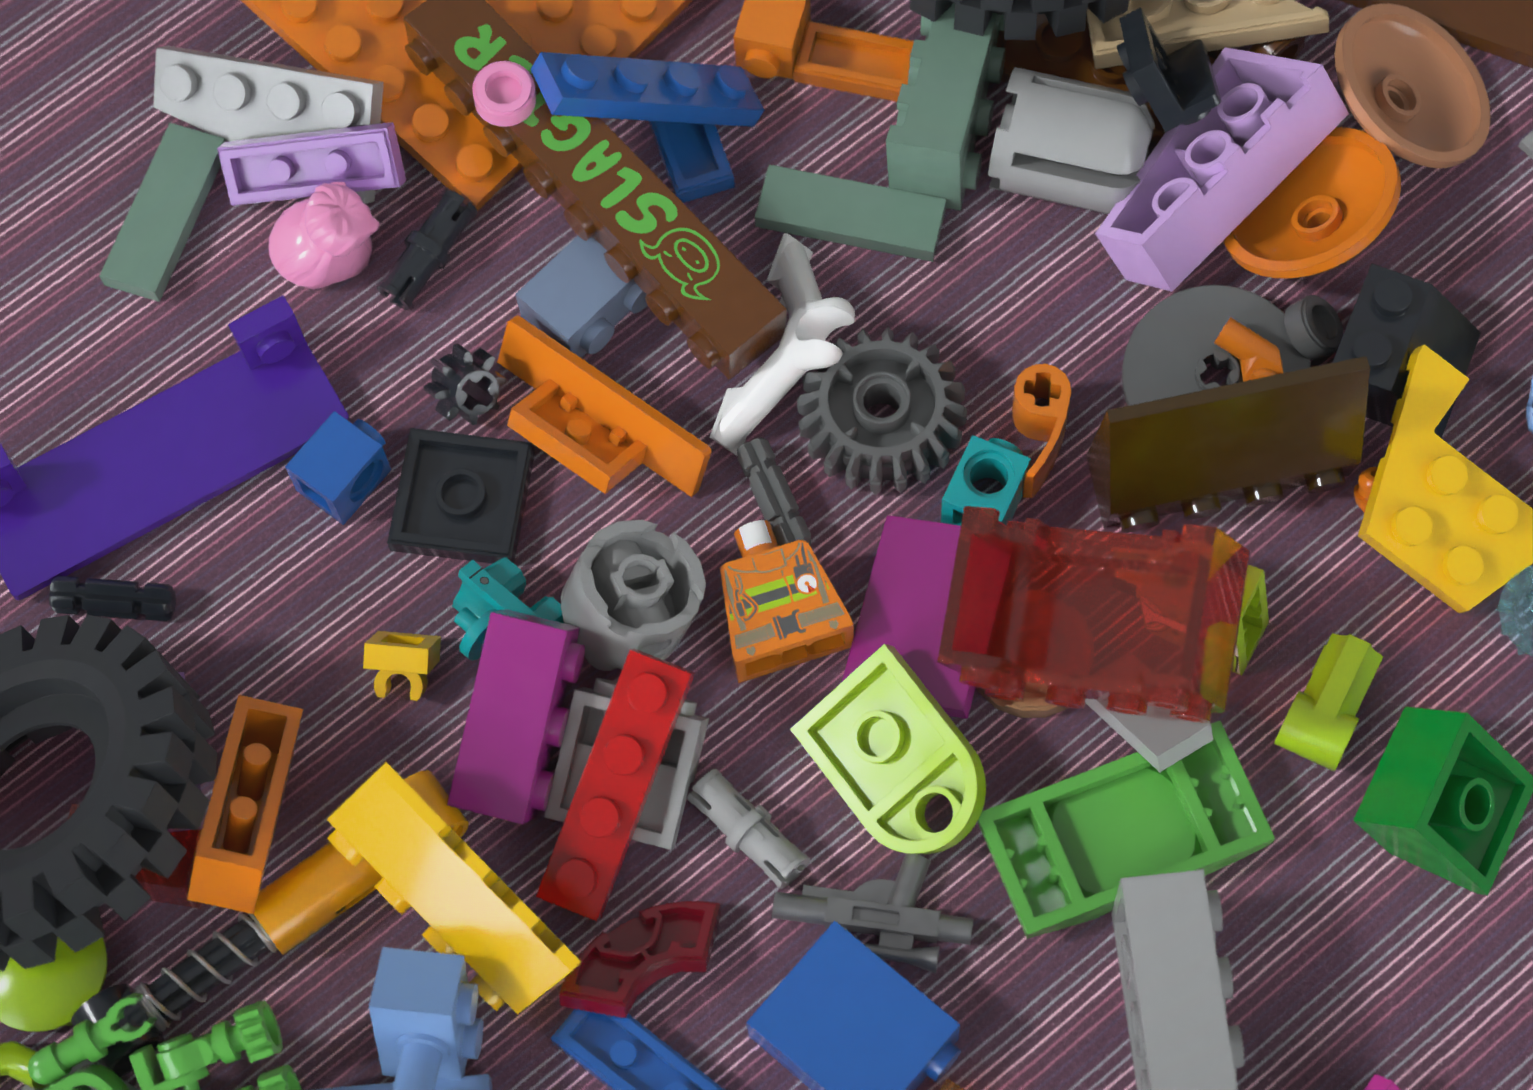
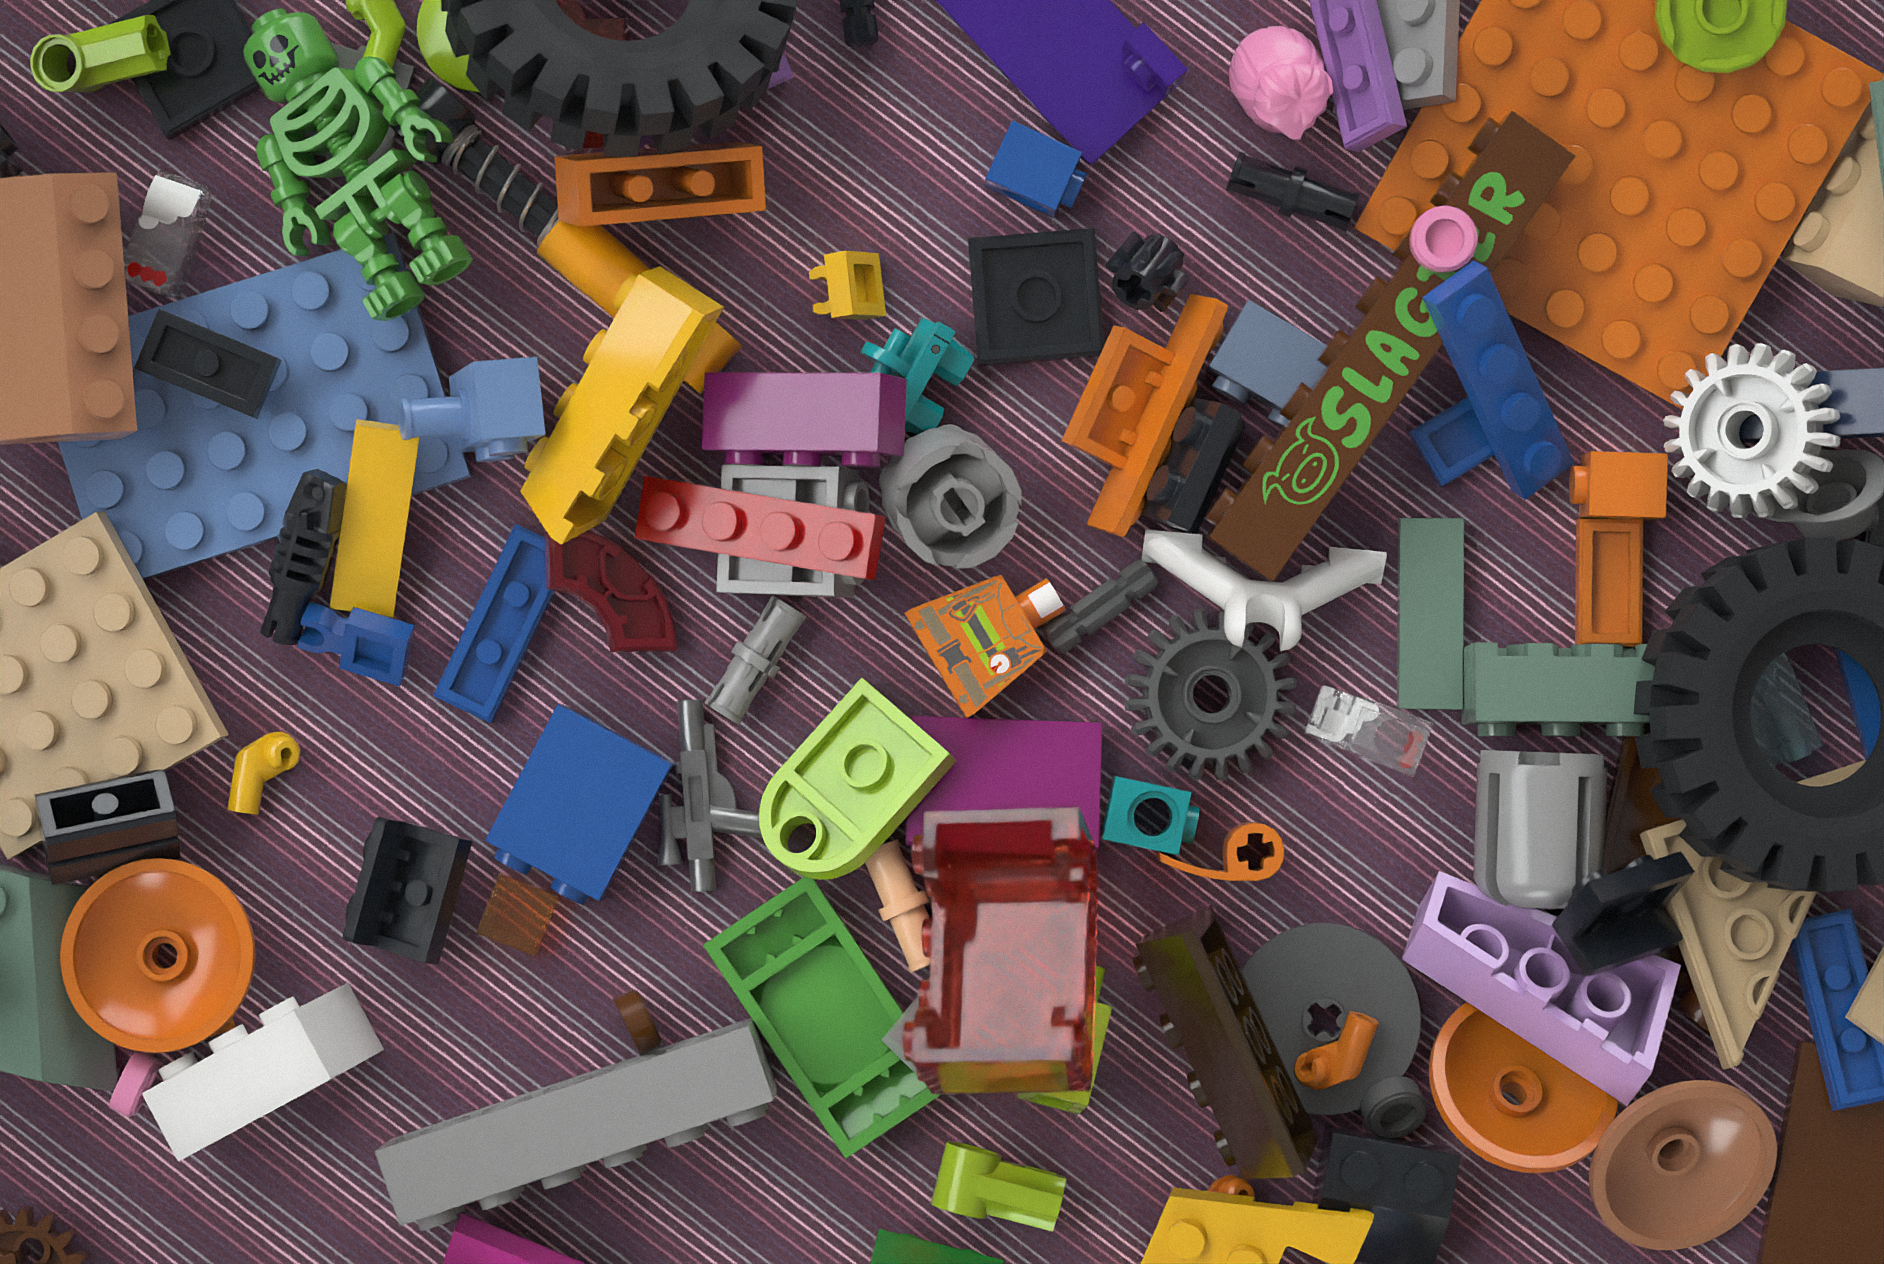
camera: 65 degrees right, 20 degrees up
(659, 373) = (1194, 466): none -> black bracket
(949, 276) = (1369, 730): none -> clear leg
(1032, 734) = (900, 900): none -> light nougat pin
(1092, 1020) = (638, 1022): none -> reddish brown tile

